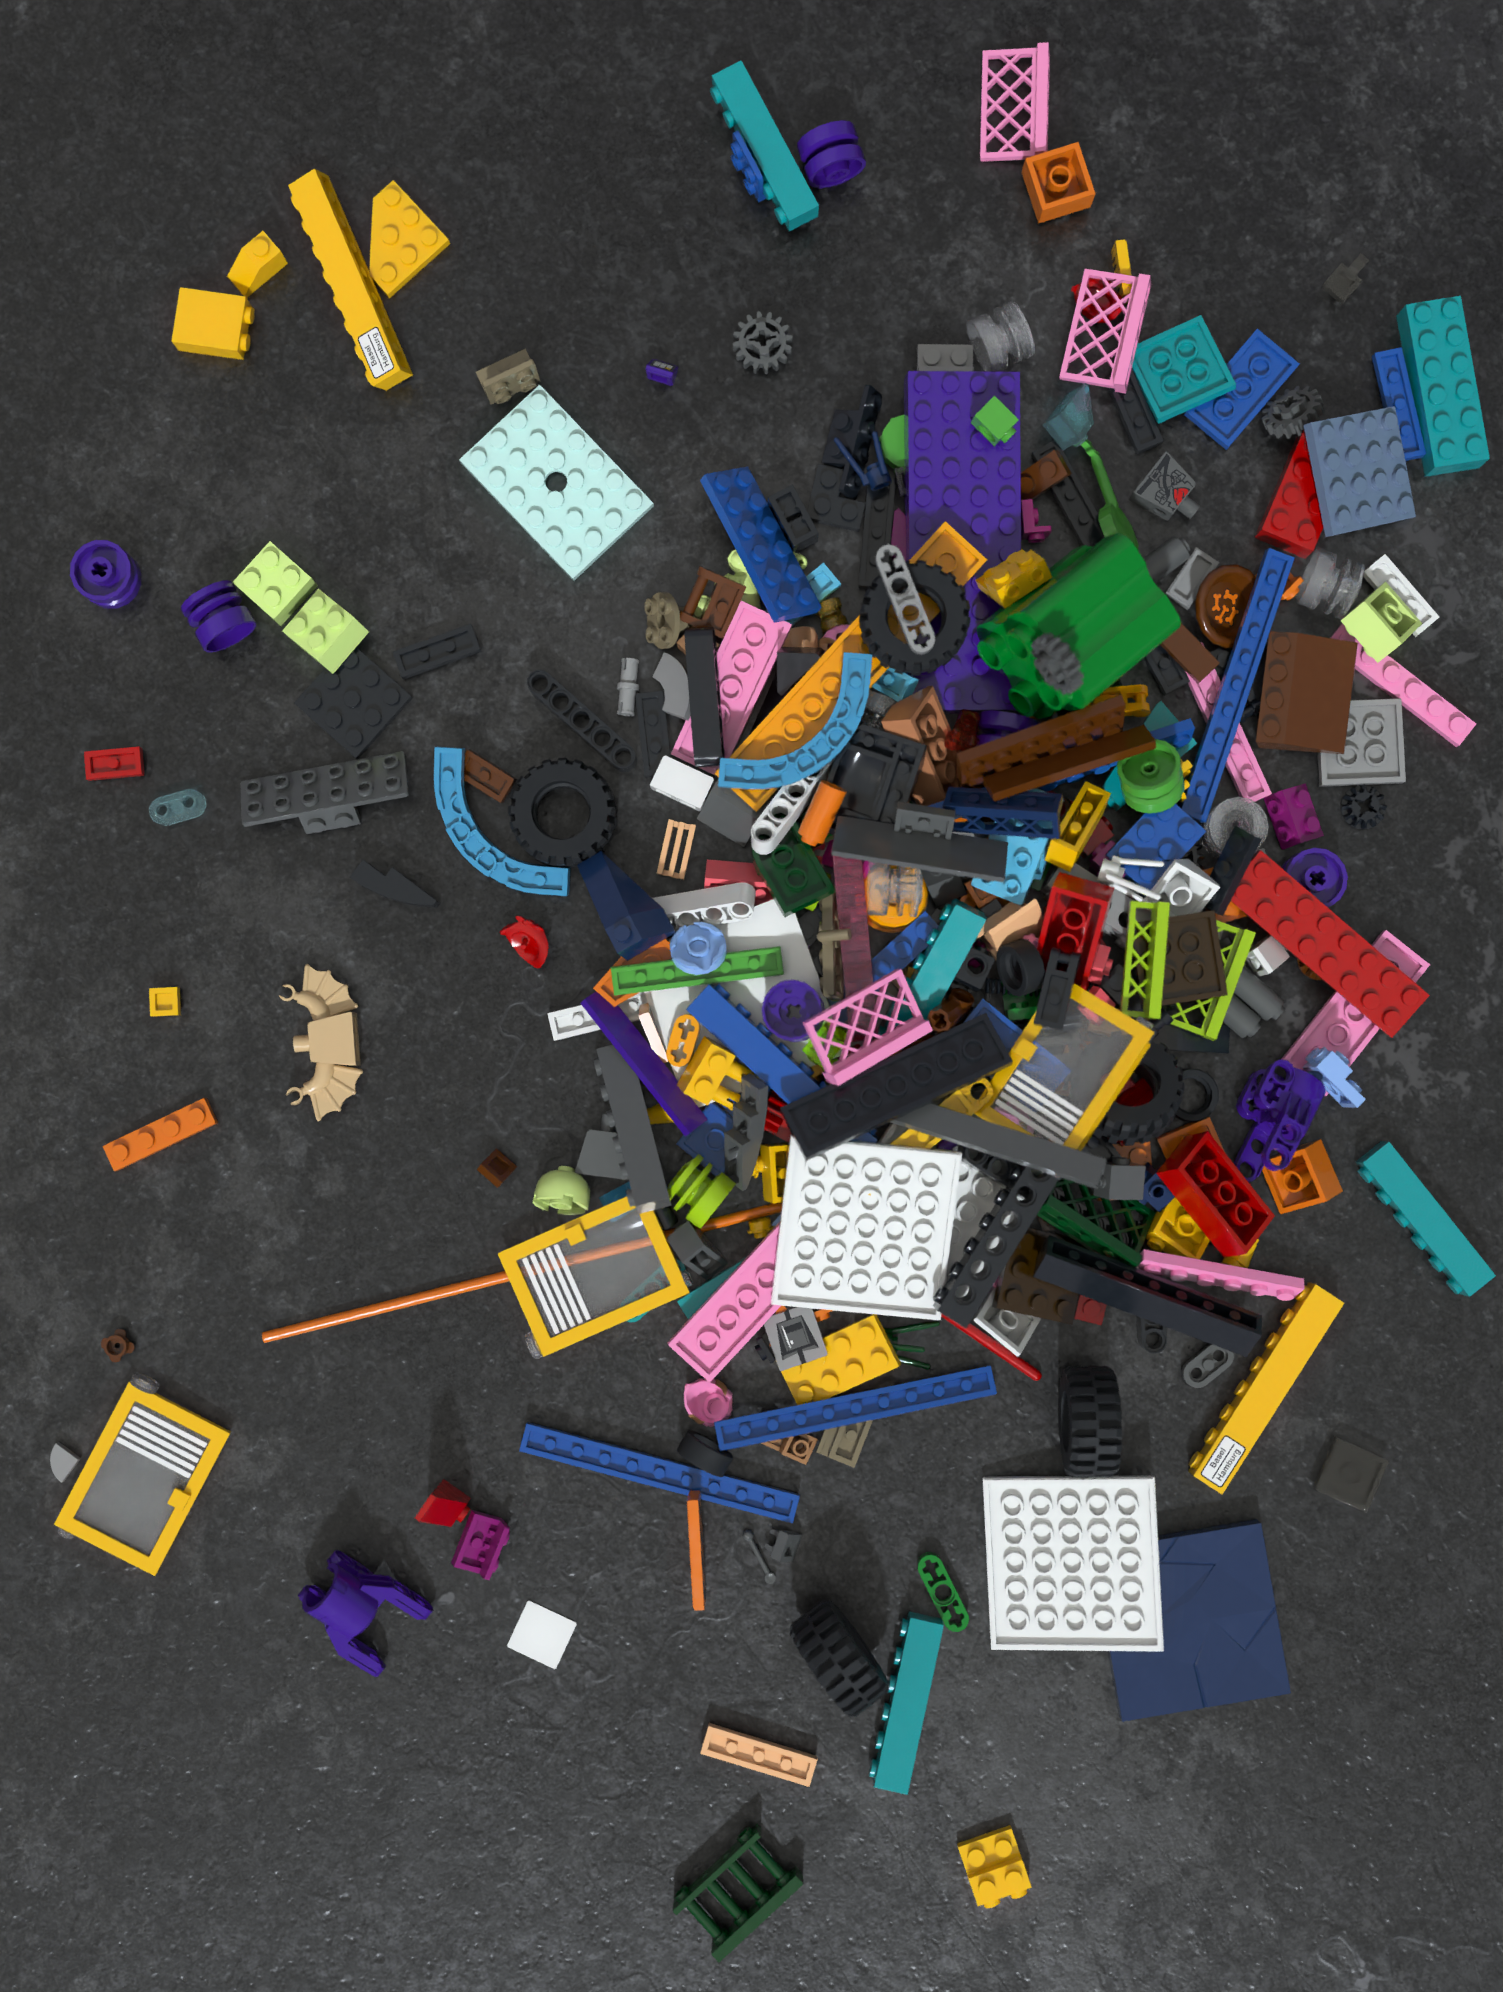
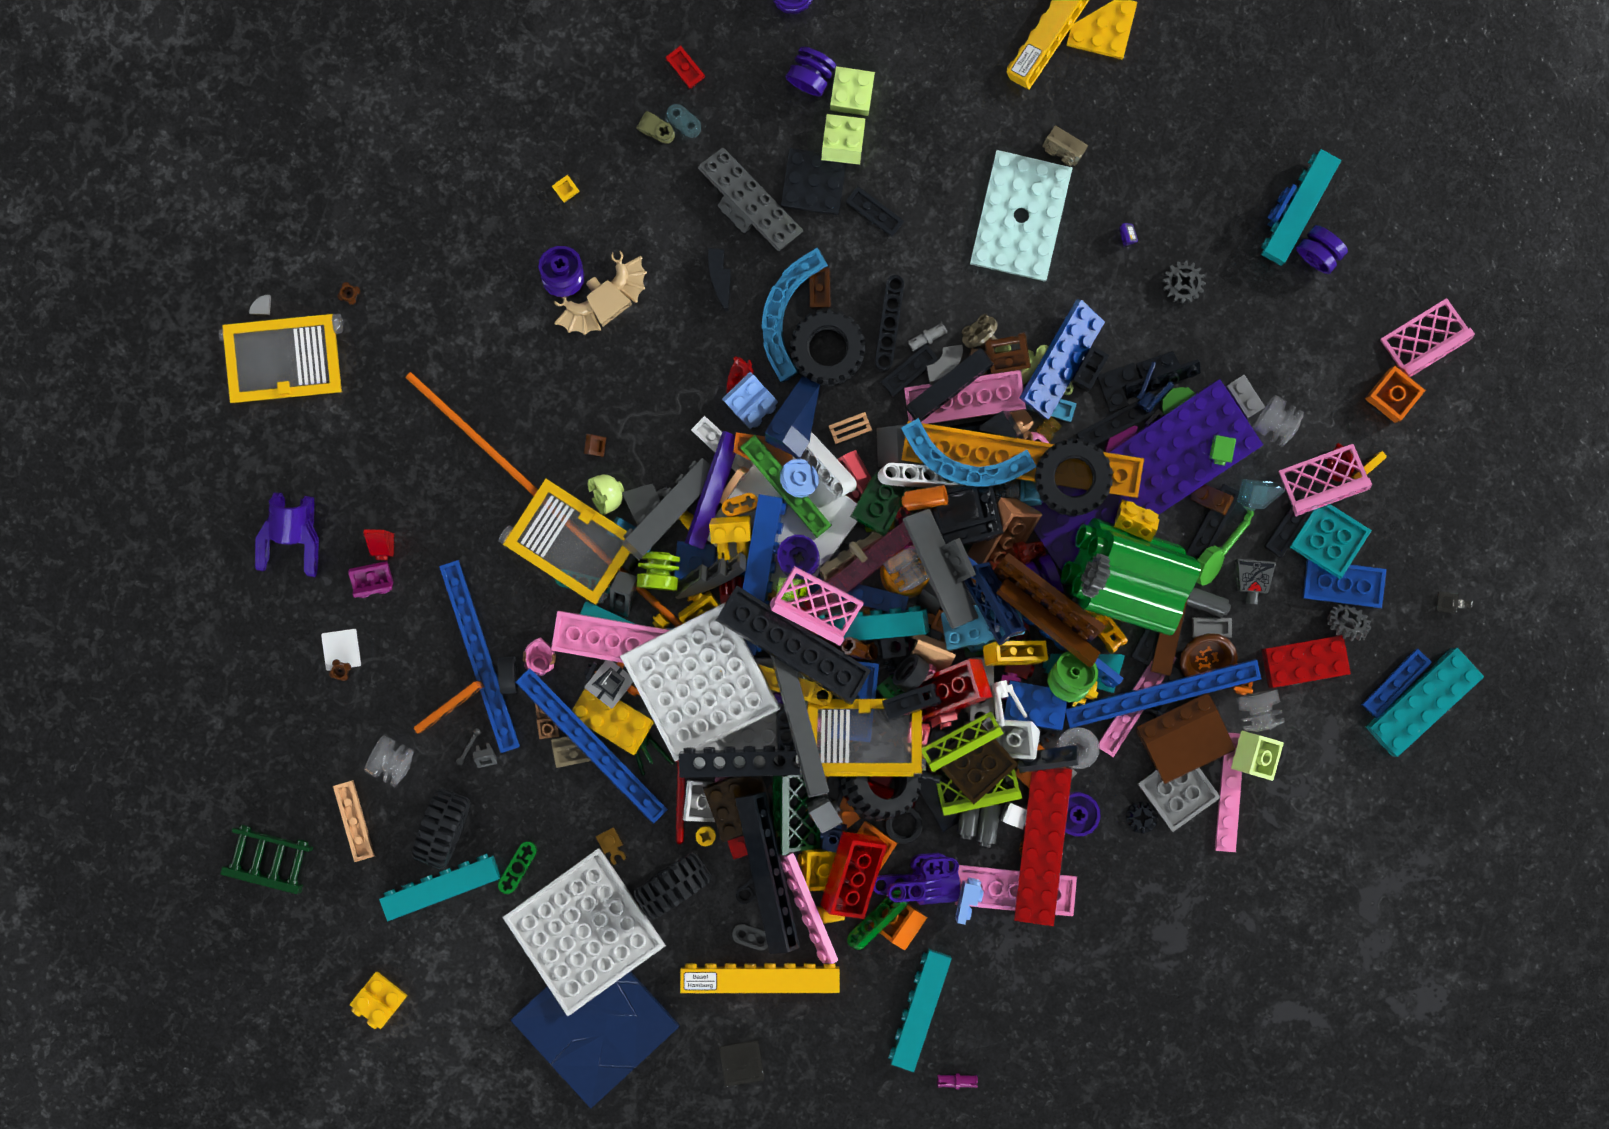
camera: 50 degrees right, 0 degrees up
(160, 848) = (653, 126): none -> olive piece
(160, 1134) = (486, 237): orange plate -> none
(260, 1071) = (561, 271): none -> dark purple wheel
(566, 946) = (750, 401): none -> light blue plate
(571, 1658) = (334, 673): none -> reddish brown plate
(681, 783) = (891, 405): white panel -> none
(715, 1666) = (388, 760): none -> clear wheel
(900, 601) = (1078, 464): light grey beam -> none
(985, 1461) = (610, 842): none -> pearl gold plate
(1029, 519) = (1182, 507): dark pink bracket -> none
(1048, 1336) = (708, 836): none -> yellow wheel
(1291, 1200) = (879, 922): none -> green beam
(1293, 816) = (1109, 779): magenta bracket -> none
(1359, 471) = (1338, 684): sand blue plate -> none
(1385, 571) = (1290, 739): white plate -> none

